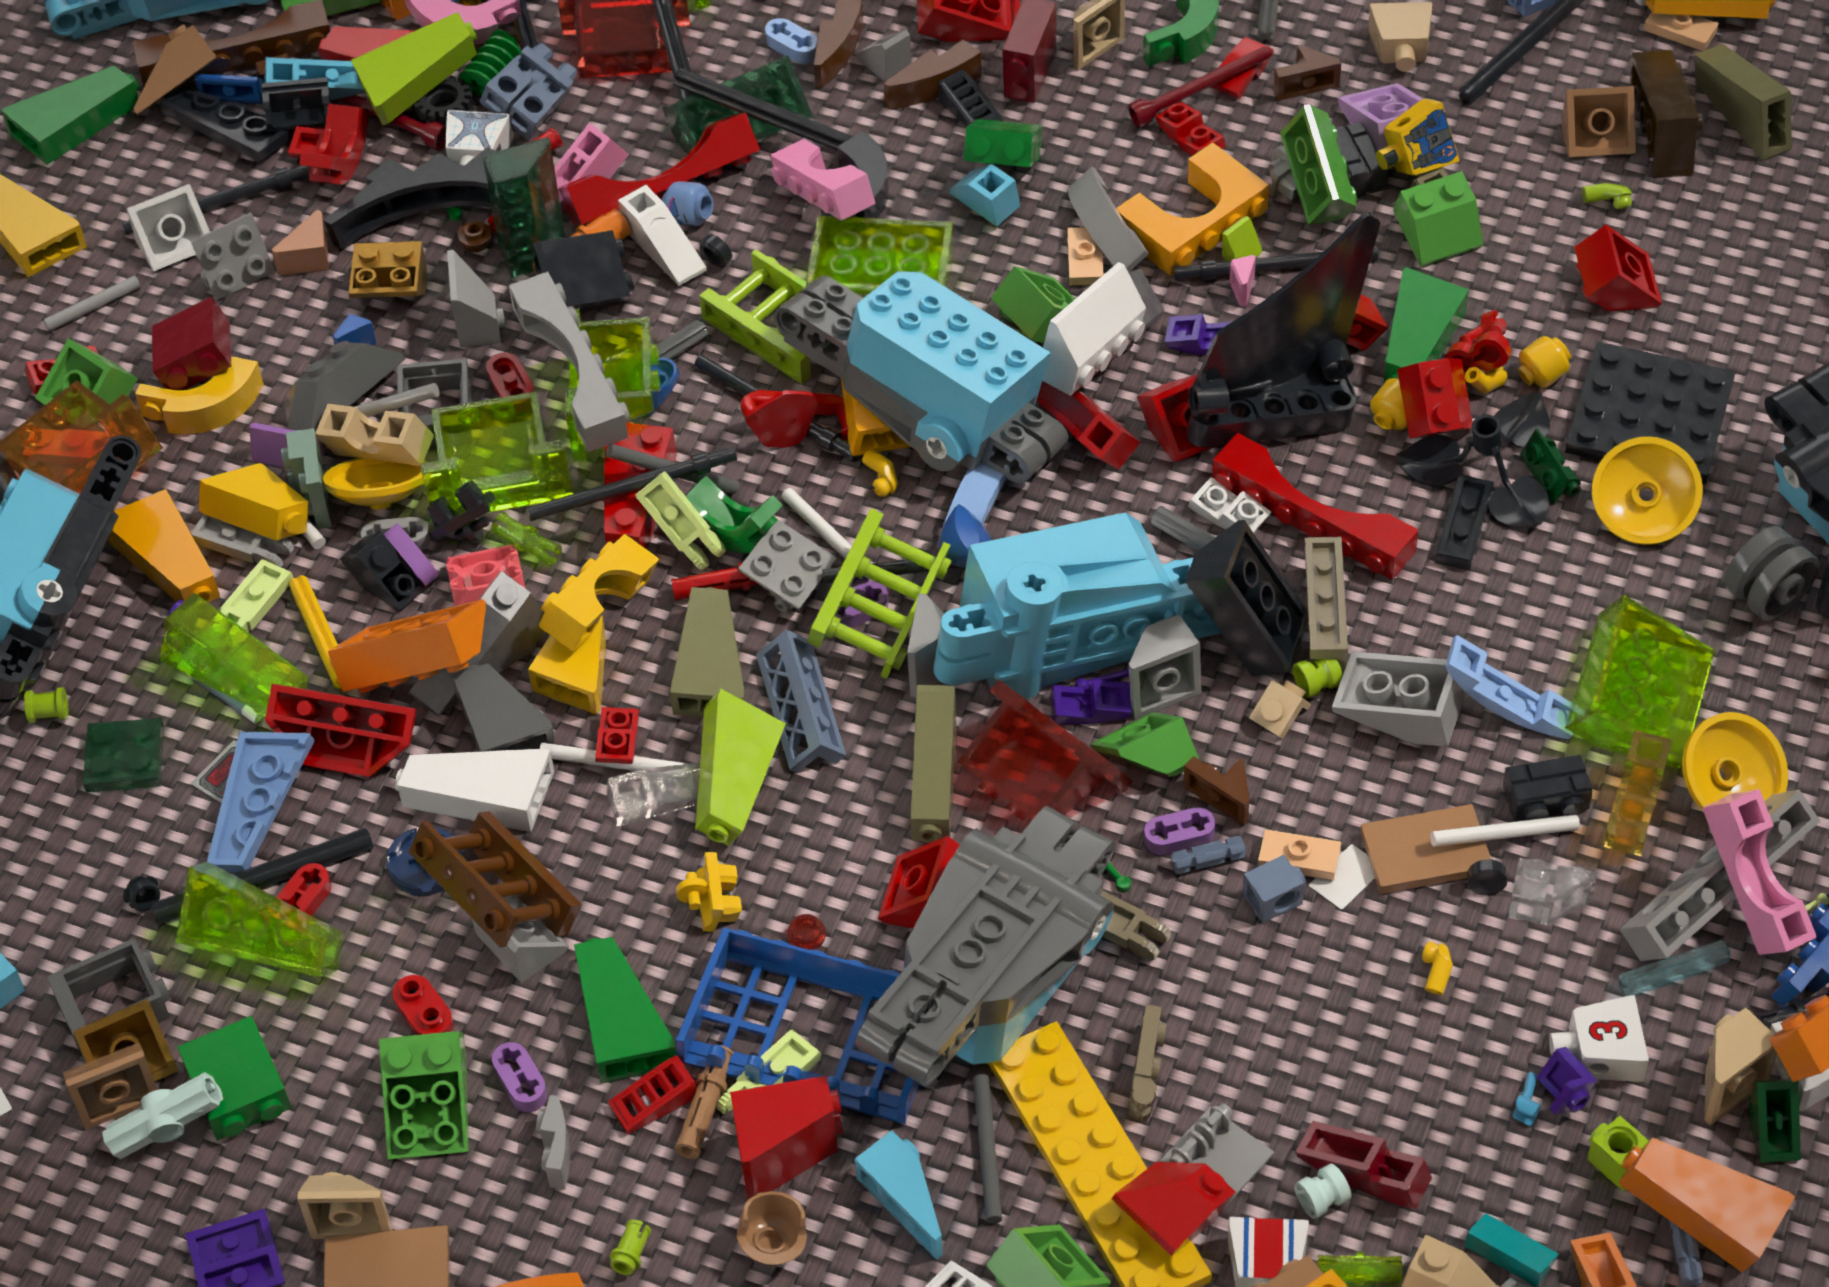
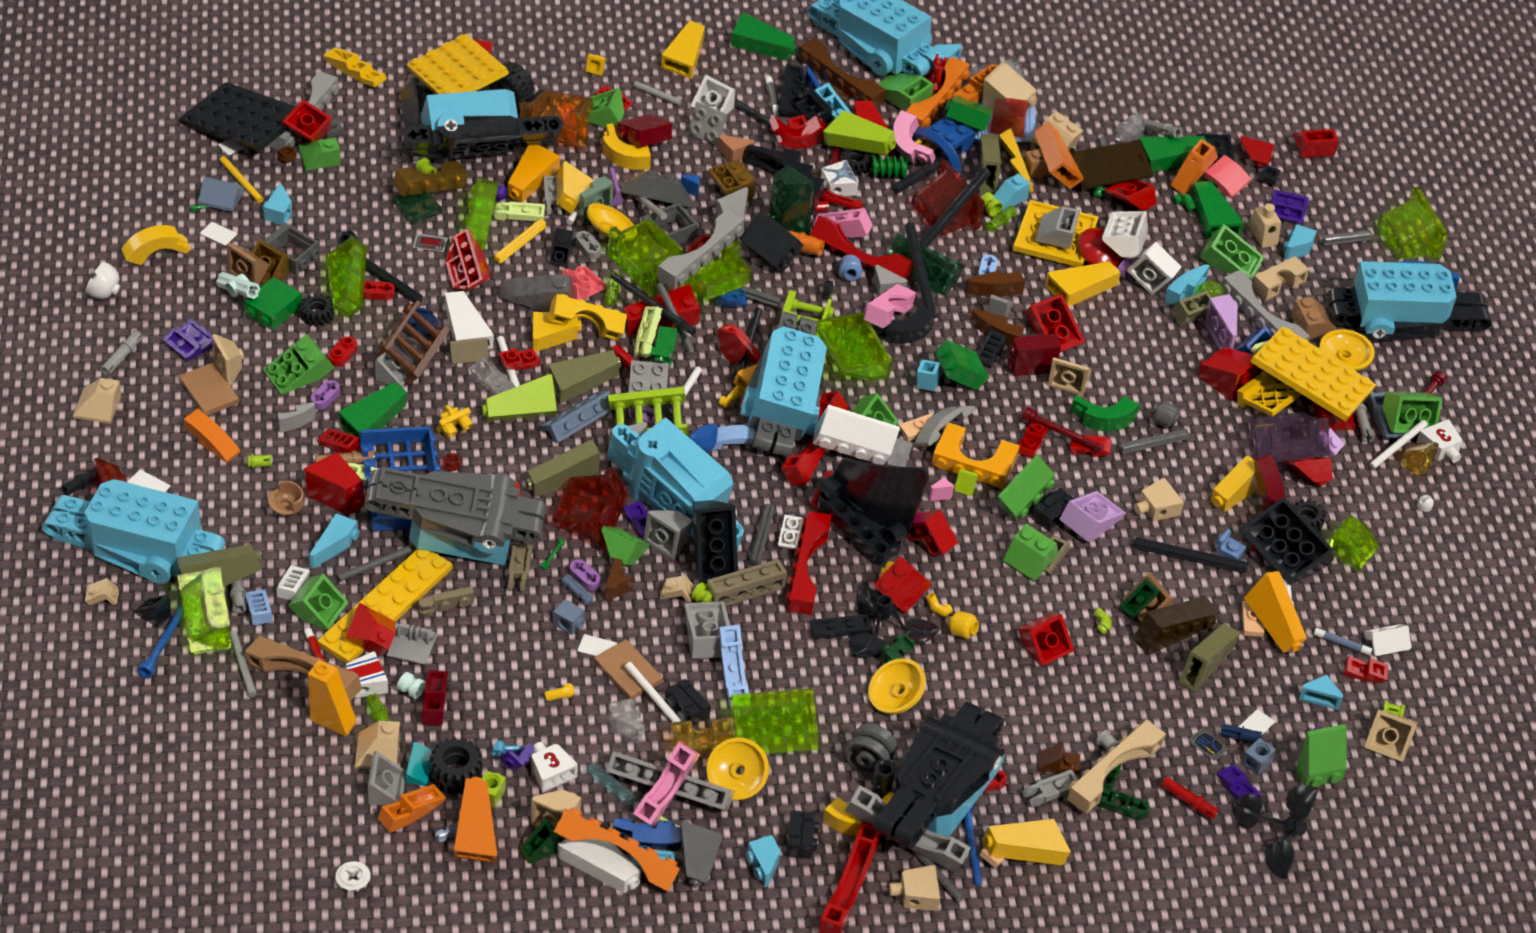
camera: 55 degrees right, 5 degrees down
(86, 730) = (413, 182): none -> pearl gold arch
(178, 62) = (810, 56): medium nougat slope -> none
(210, 154) = (771, 90): none -> dark grey bar
(254, 792) = (417, 251): medium blue wing -> none
(291, 992) = (317, 302): none -> black tyre
(395, 439) = (630, 206): tan arch -> none
(410, 647) = (517, 265): orange slope -> none
(411, 554) = (576, 251): medium lavender beam -> none
(473, 504) = (609, 257): black hips -> none
(499, 713) = (504, 312): dark grey slope -> none
(529, 89) = (880, 183): sand blue hips -> none
(549, 807) = (468, 350): none -> dark tan slope
(660, 235) = (822, 264): white slope -> none
(746, 171) = (886, 279): none -> light grey slope
(1210, 269) = (939, 474): black bar -> none
(1310, 74) = (1101, 473): reddish brown slope -> none
(1311, 855) = (597, 623): light nougat plate -> none
(1418, 140) = (1071, 523): torso -> none
(1423, 320) = (955, 569): green slope -> none
(1483, 346) = (947, 594): red piece -> none
(1487, 877) = (621, 693): black tile -> none
(1557, 1158) = (455, 752): none -> black tyre
(1594, 128) = (1140, 597): none -> dark green slope
(1650, 396) = (963, 676): black plate -> none

